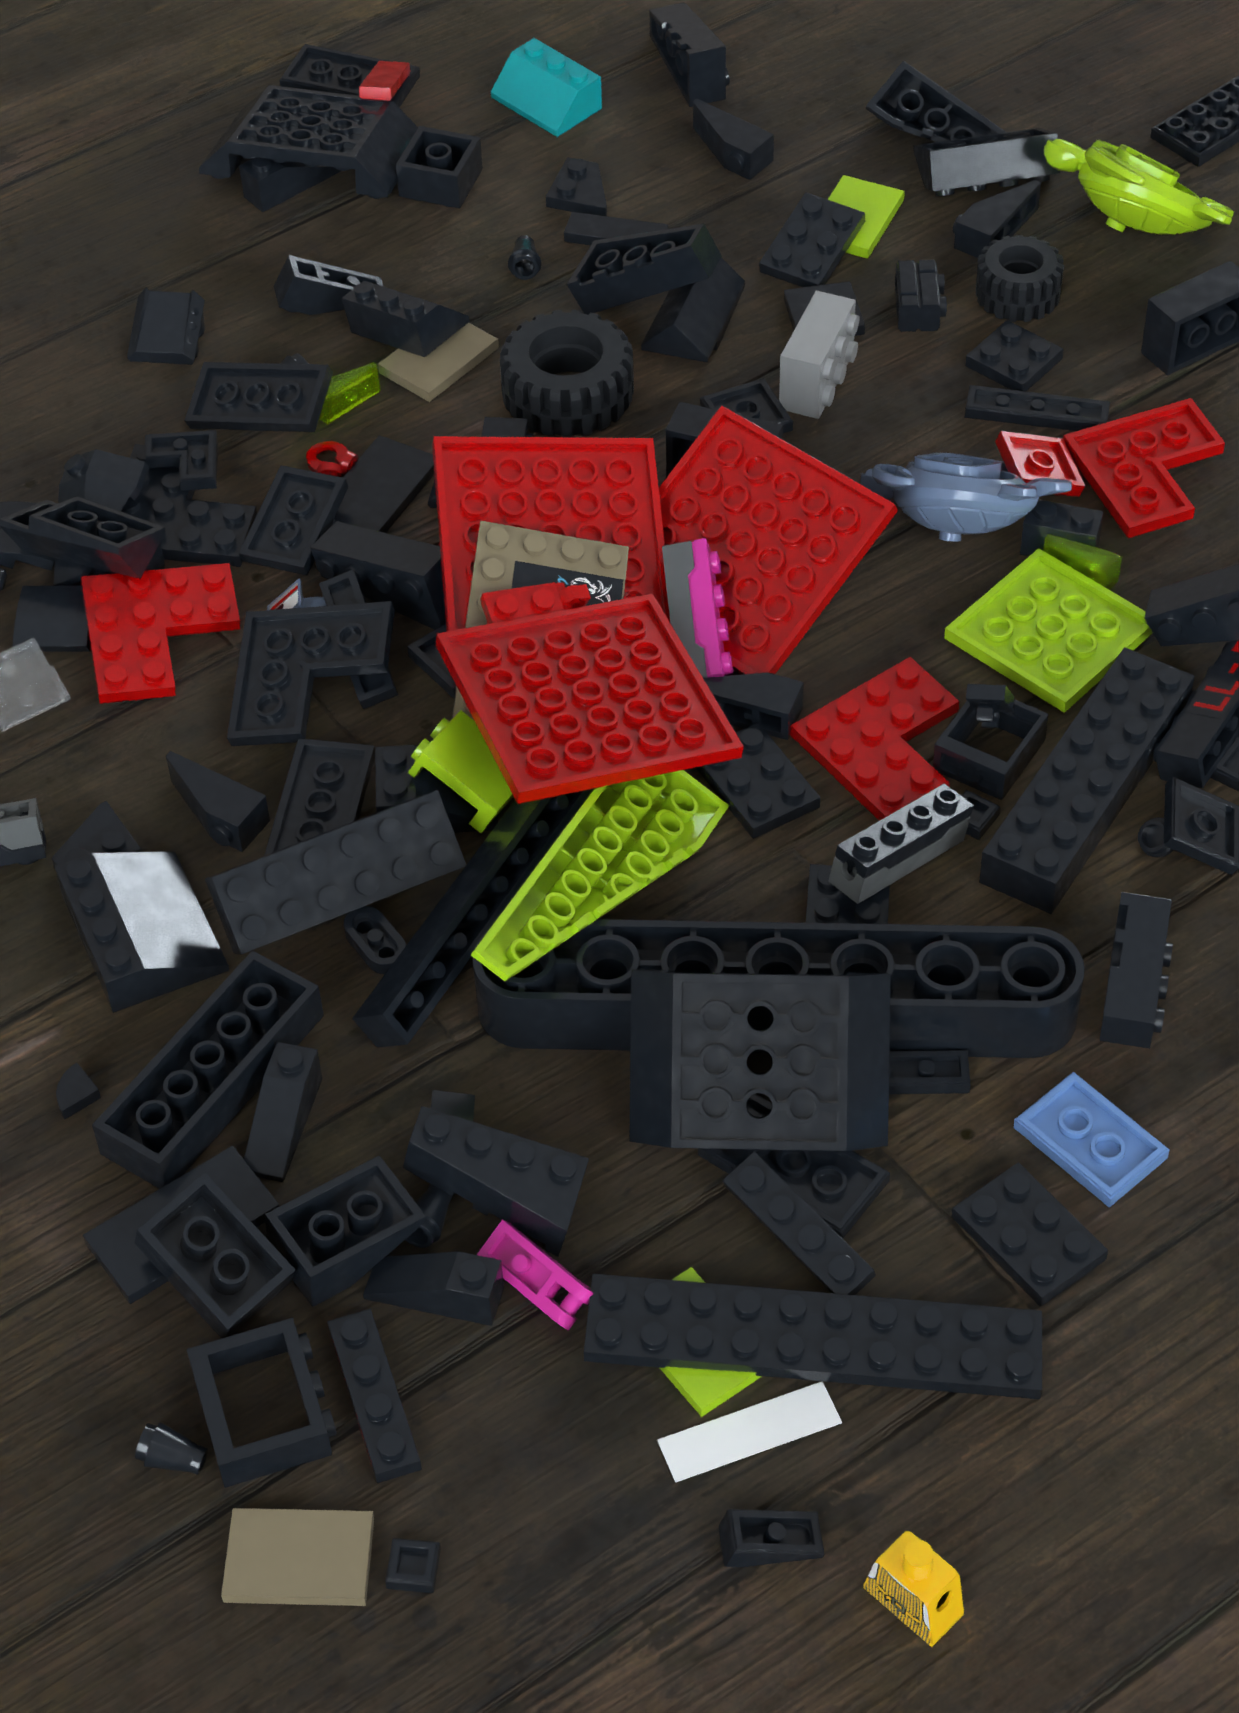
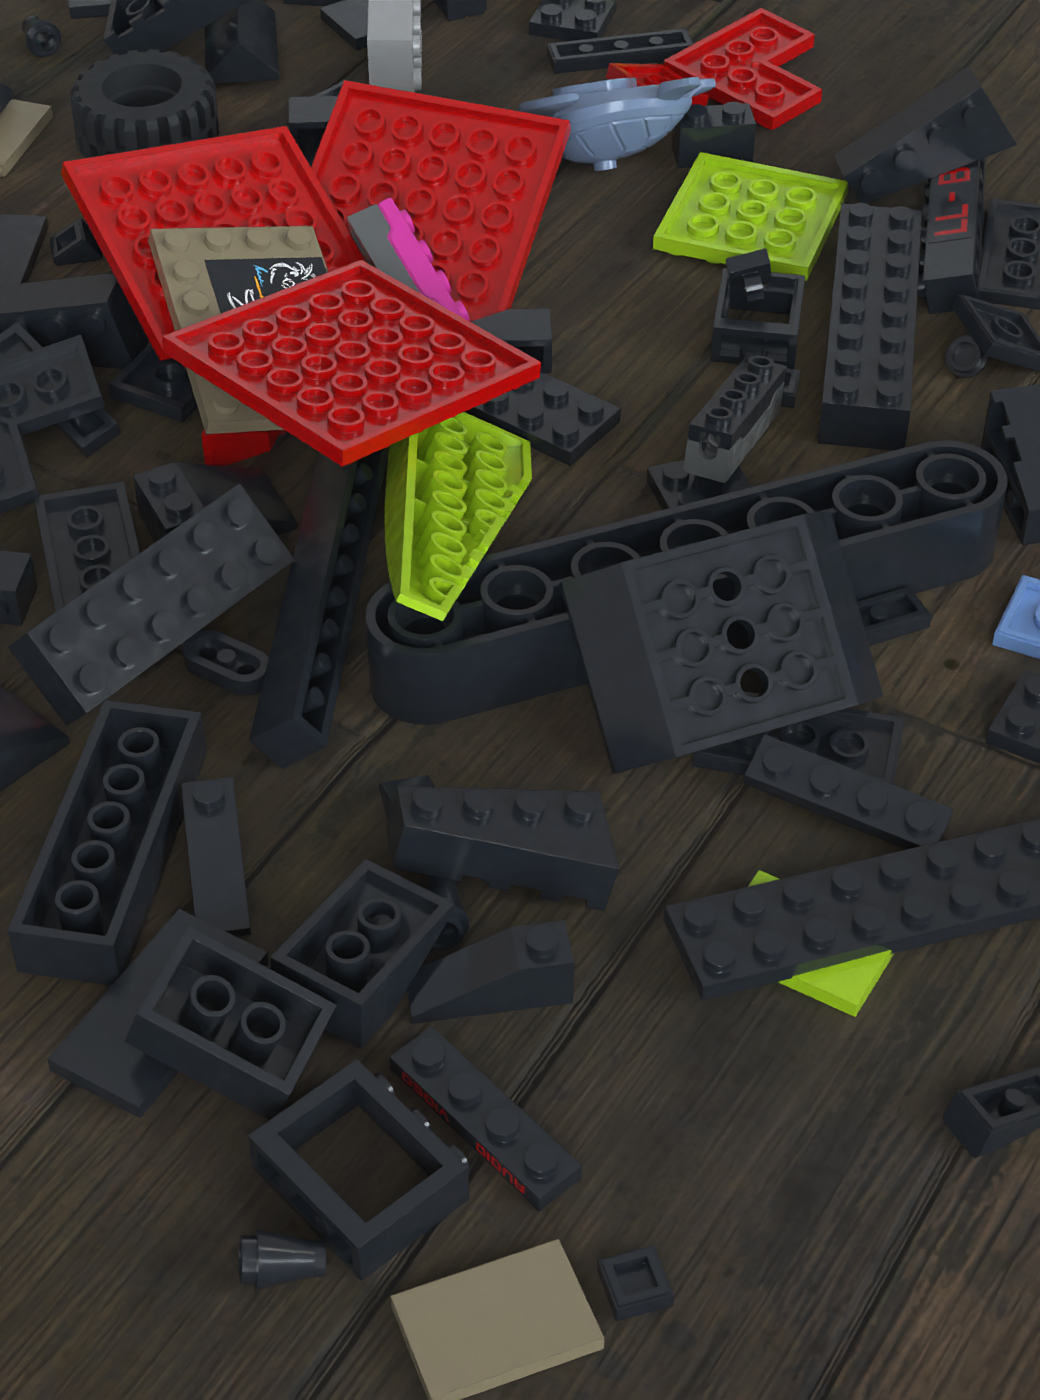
camera: 25 degrees left, 5 degrees down
(466, 766) = (255, 461): lime panel -> none
(532, 601) = (243, 289): red hinge -> none
(536, 1274) = (604, 928): dark pink plate -> none
(749, 1431) = (913, 1014): white sticker -> none
(867, 732) = (633, 349): red plate -> none
(1091, 561) = (752, 148): clear neon green slope -> none

